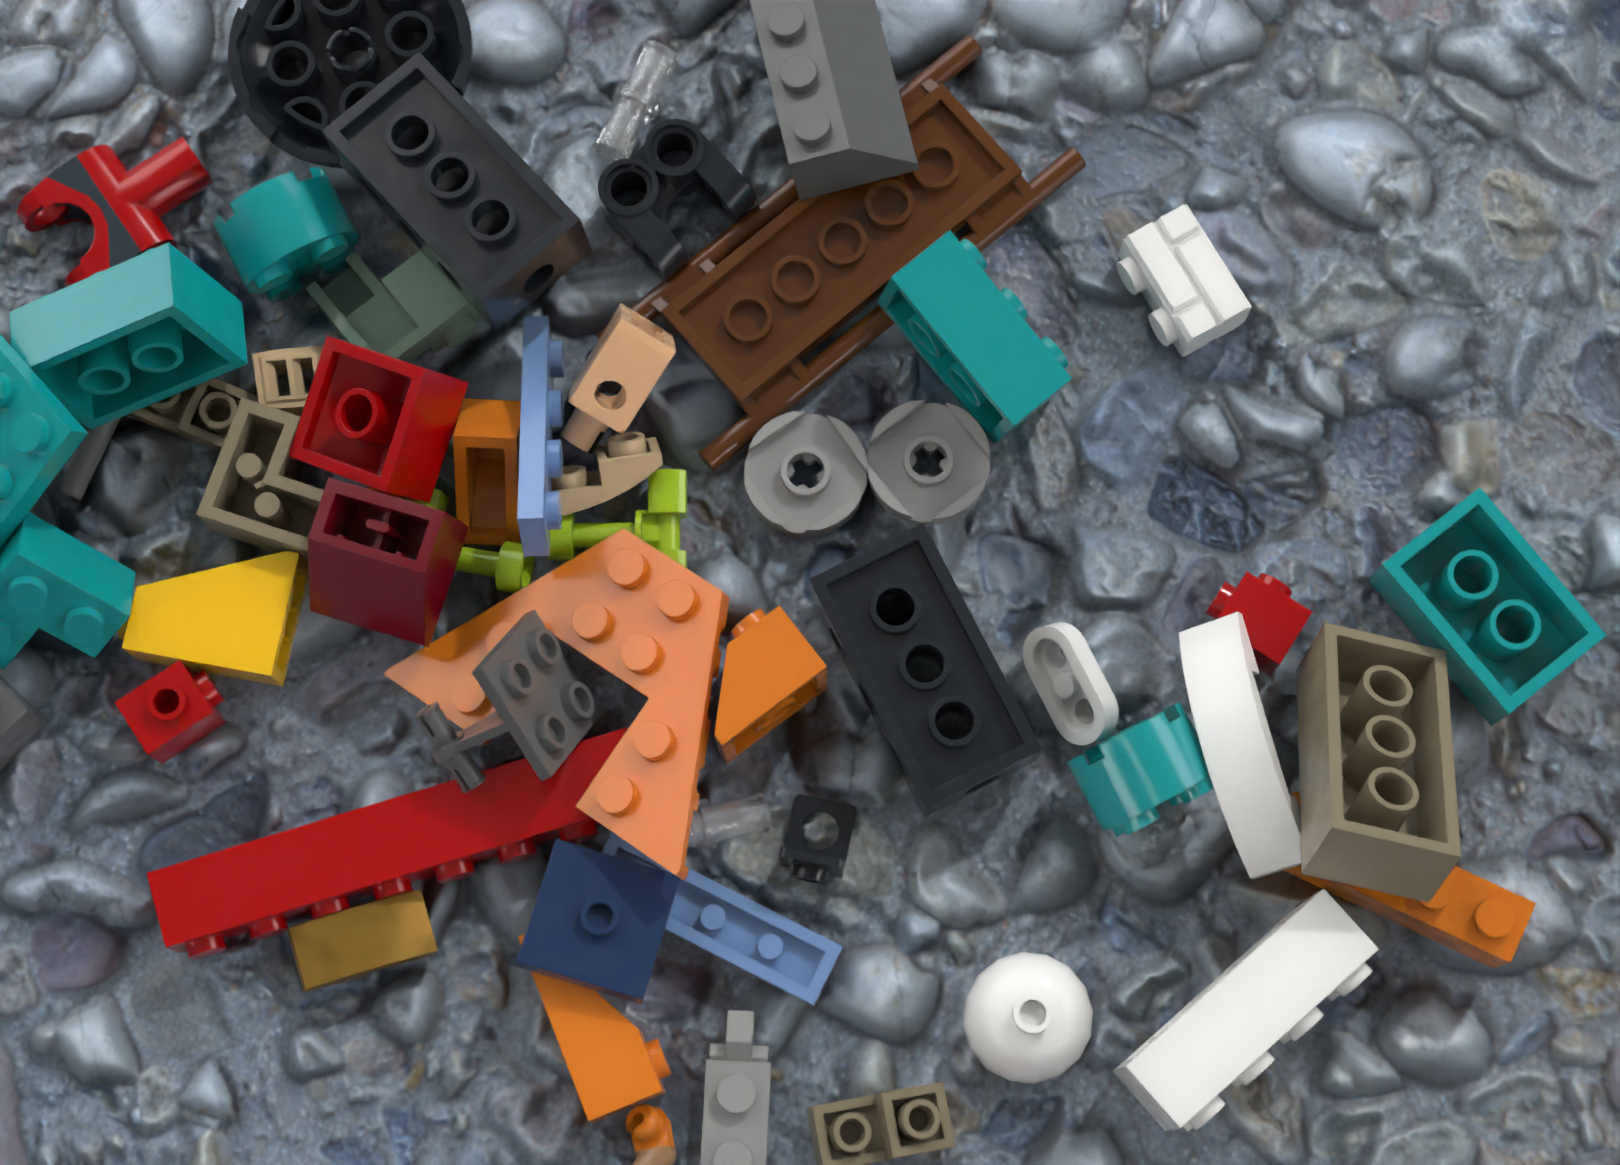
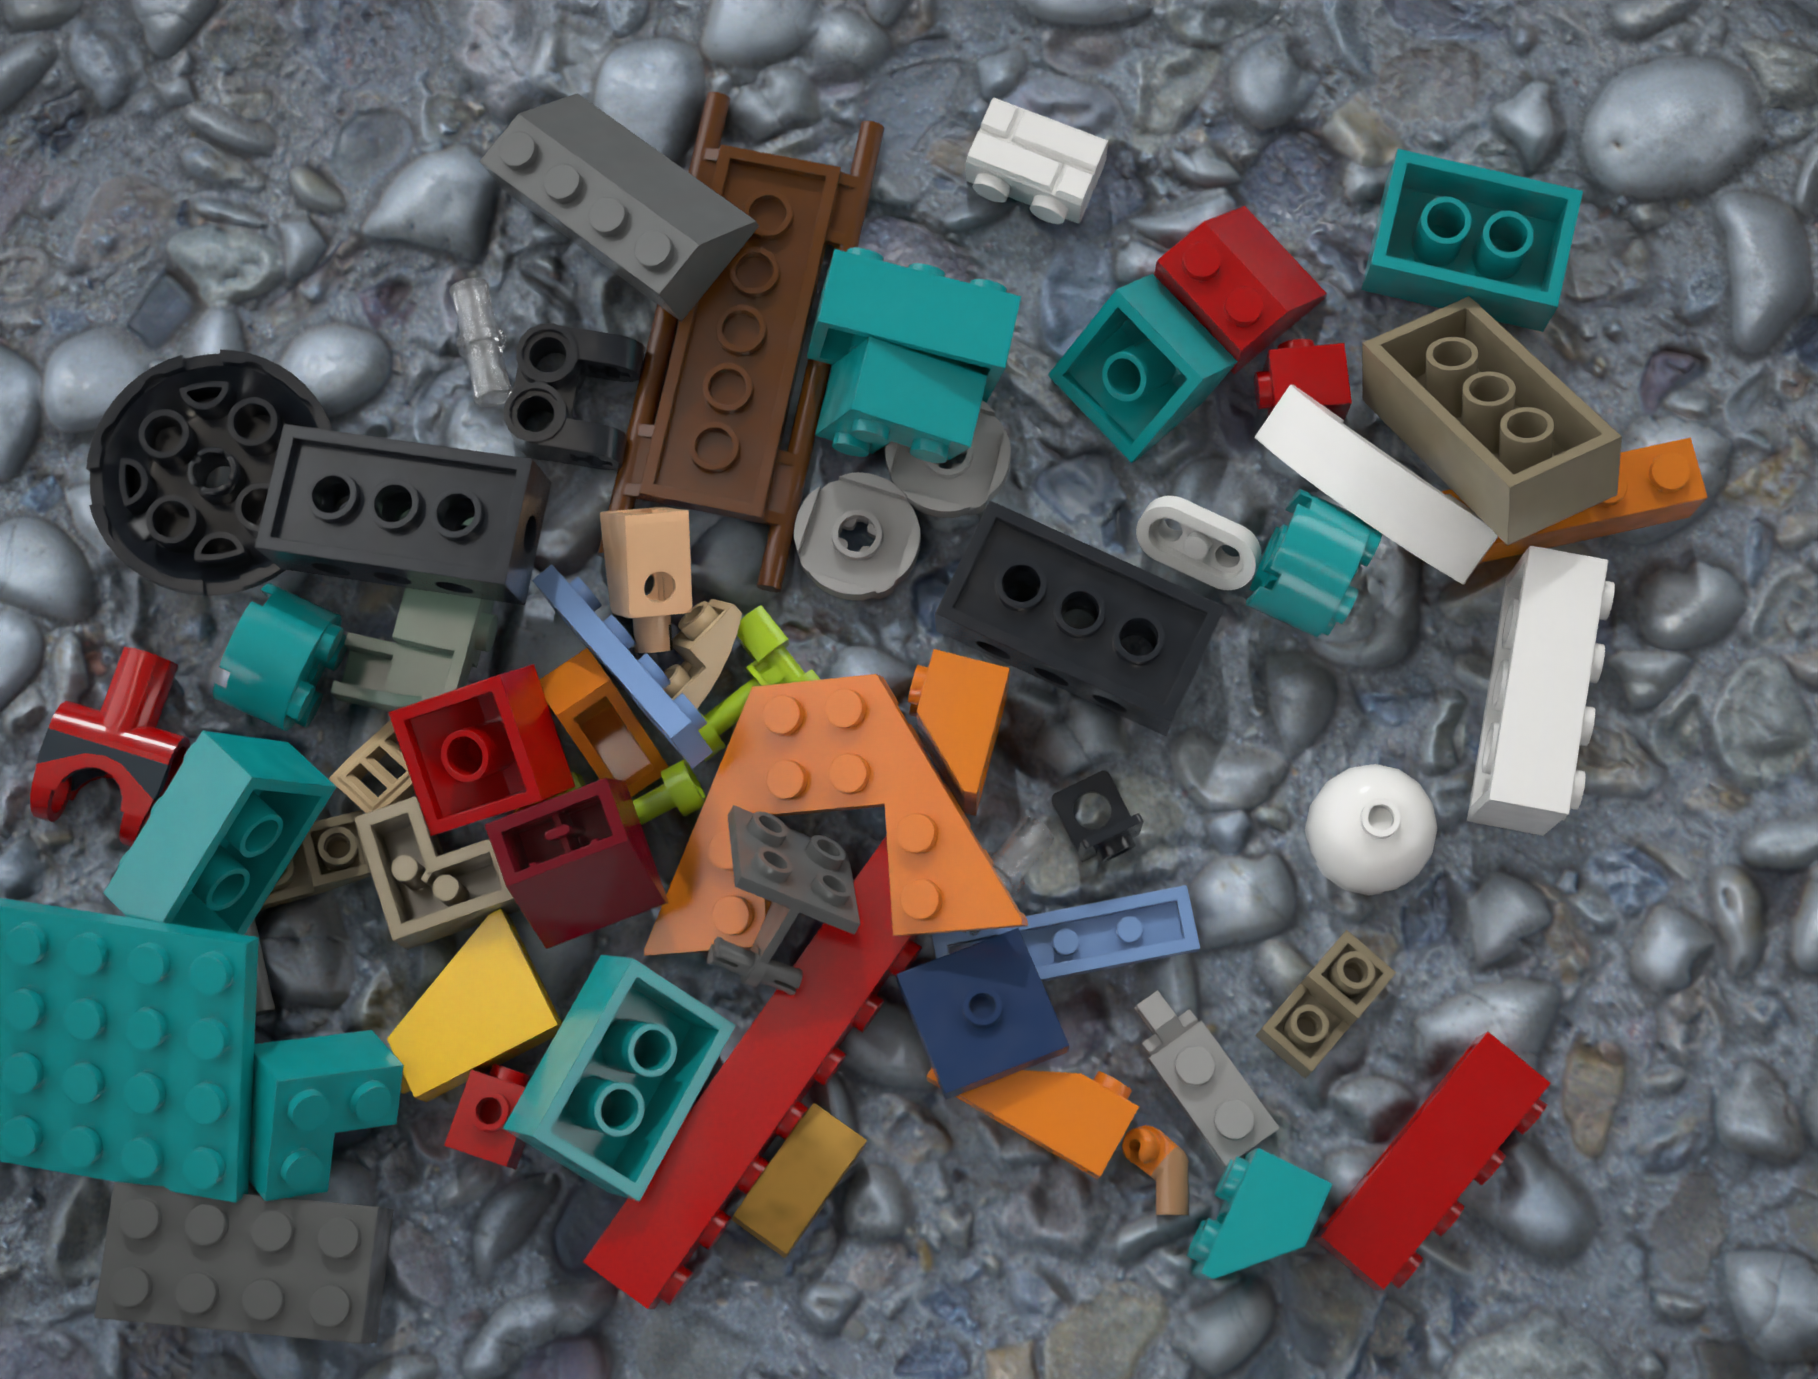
camera: 35 degrees left, 0 degrees up
(283, 753) = (620, 1076): none -> teal brick
(920, 391) = (903, 398): none -> teal brick
(1138, 507) = (1141, 366): none -> teal slope
(1268, 500) = (1238, 283): none -> red slope

